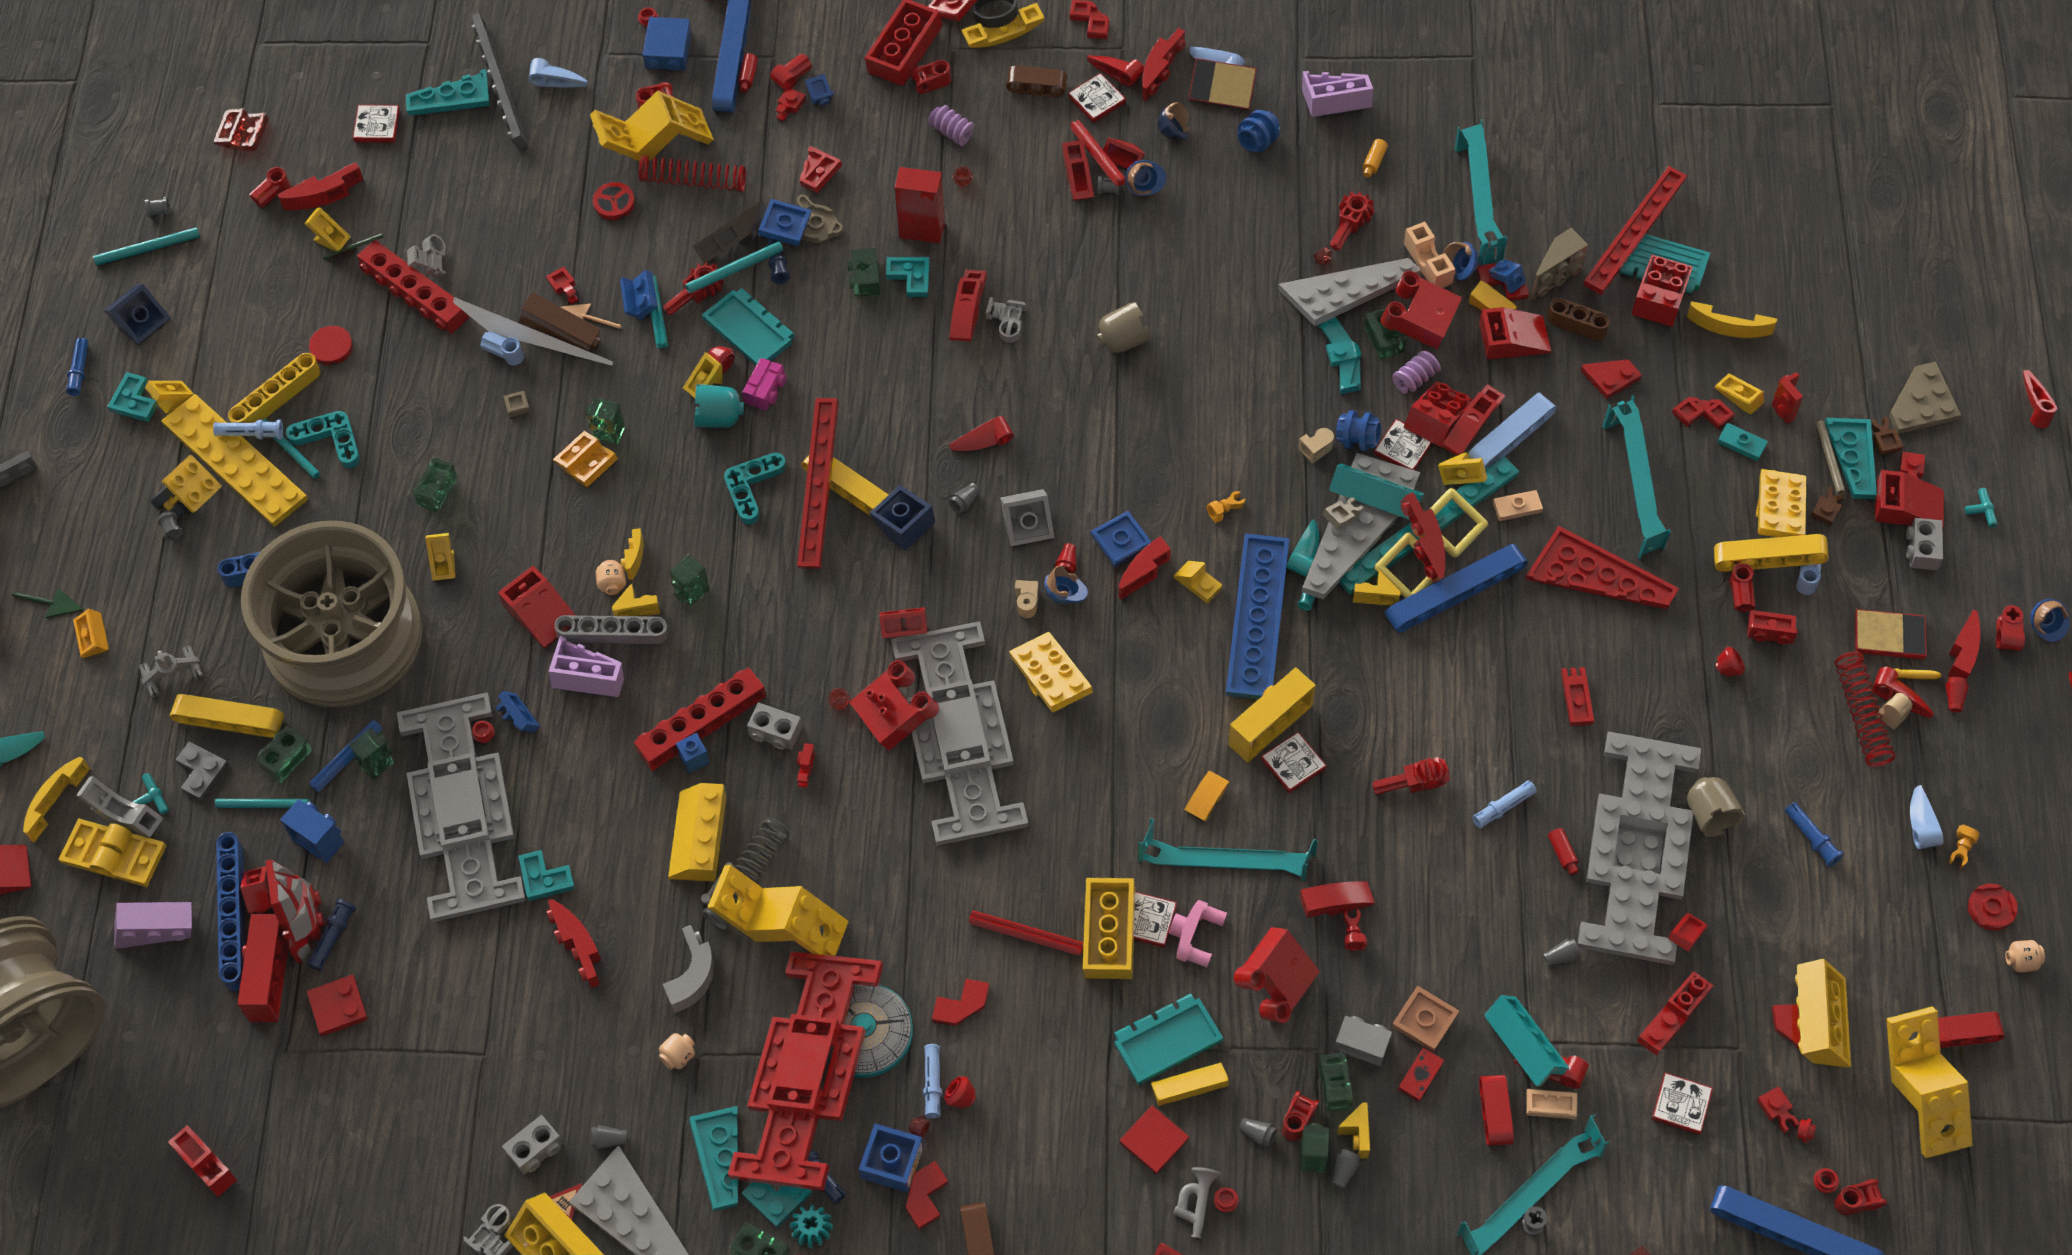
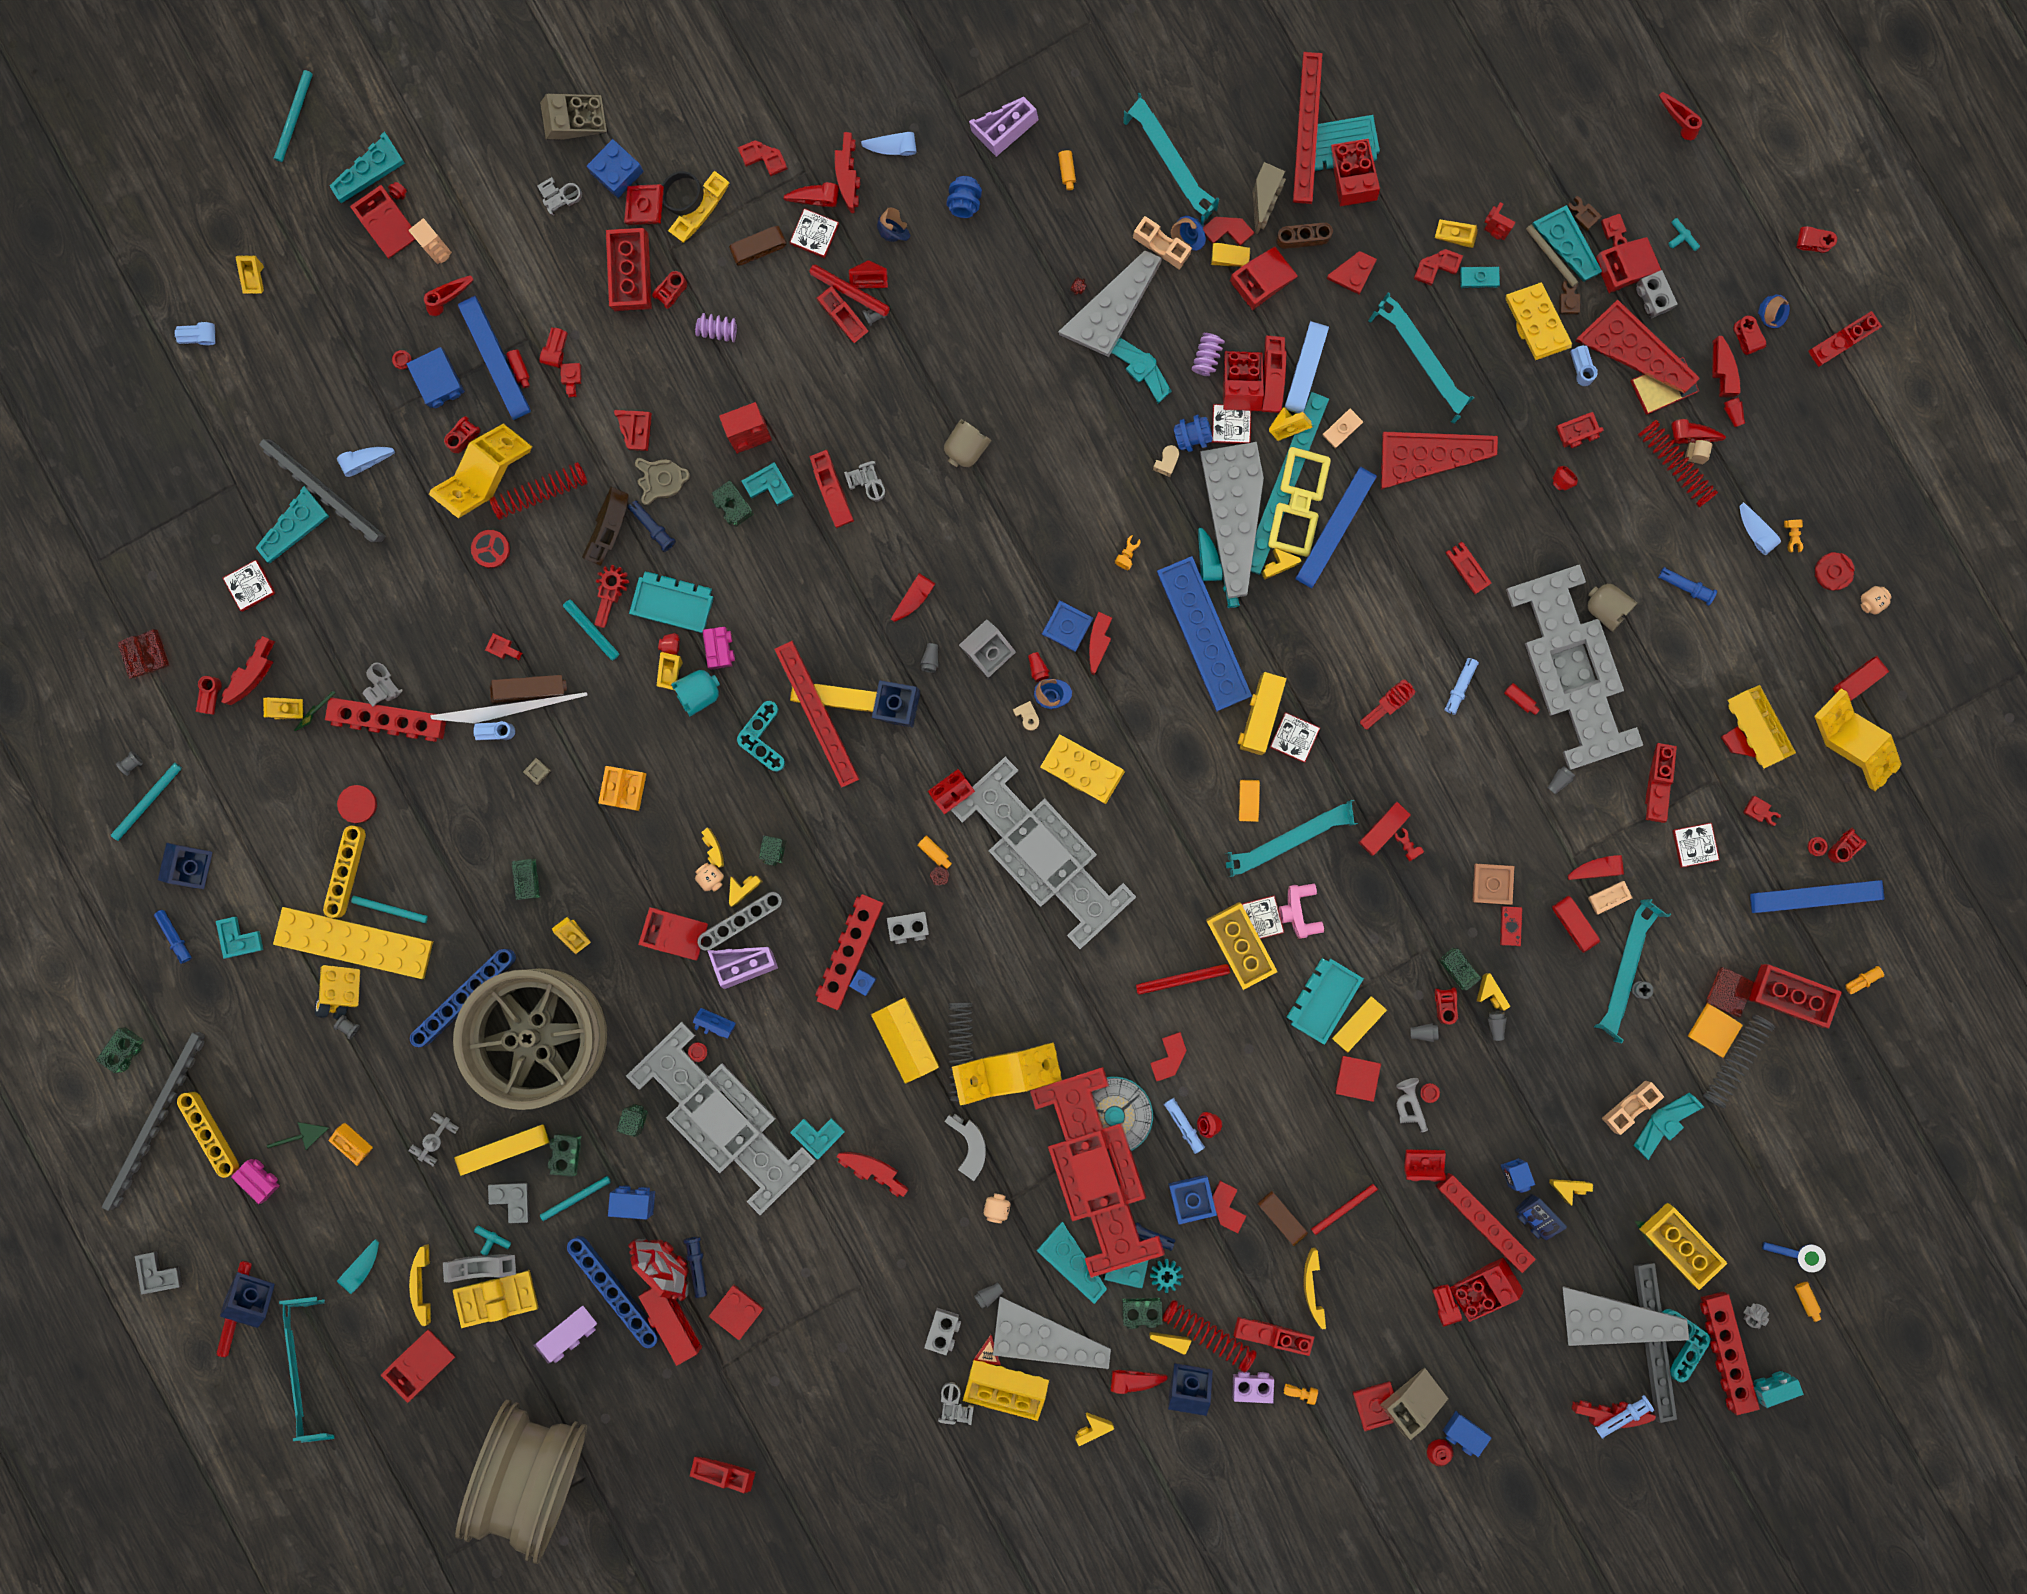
camera: 30 degrees left, 25 degrees up
(168, 394) = (263, 919): yellow slope -> none
(256, 890) = (619, 1265): red slope -> none
(259, 429) = (357, 911): light blue pin -> none
(336, 430) = (414, 874): teal beam -> none
(339, 761) = (610, 1128): blue axle -> none
(581, 311) = (529, 666): light nougat piece -> none
(605, 420) = (619, 752): clear green brick -> none
(639, 295) = (569, 625): blue bracket -> none
(706, 897) = (943, 1051): light grey hinge -> none
(734, 267) = (631, 561): teal piece -> none
(784, 222) = (643, 496): blue plate -> none
(805, 760) = (947, 940): red plate -> none
(819, 90) = (588, 353): blue bracket -> none
(848, 673) = (934, 852): none -> light orange cylinder
(888, 710) = (984, 869): red piece -> none
(919, 1126) = (1195, 1163): clear red plate -> none
(962, 172) = (753, 365): clear red plate -> none
(1145, 178) = (900, 292): blue piece -> none
(1198, 581) = (1143, 628): yellow slope -> none
(1222, 83) = (909, 166): pearl gold tile -> none
(1281, 969) = (1380, 911): red piece -> none
(1314, 1148) = (1472, 1027): clear green brick -> none
(1341, 514) = (1223, 518): dark tan plate -> none
(1353, 213) = (1081, 239): red gear -> none
(1363, 1040) = (1460, 926): light grey brick -> none
(1371, 489) = (1237, 482): teal panel -> none
(1380, 336) = (1160, 335): clear green brick -> none
(1427, 314) = (1192, 300): red piece -> none
(1430, 545) = (1302, 506): red slope -> none
(1510, 273) = (1231, 225): blue bracket -> none
(1525, 1039) = (1571, 863): teal panel -> none
(1687, 932) = (1639, 715): red tile -> none
(1728, 325) = (1397, 177): yellow slope -> none
(1742, 588) = (1544, 411): red piece -> none
(1772, 552) = (1551, 369): yellow beam -> none
(1806, 1130) = (1788, 818): red plate -> none
(1872, 572) = (1630, 342): none -> red wing
(1918, 674) = (1697, 410): yellow piece -> none
(1924, 401) = (1595, 162): dark tan plate -> none

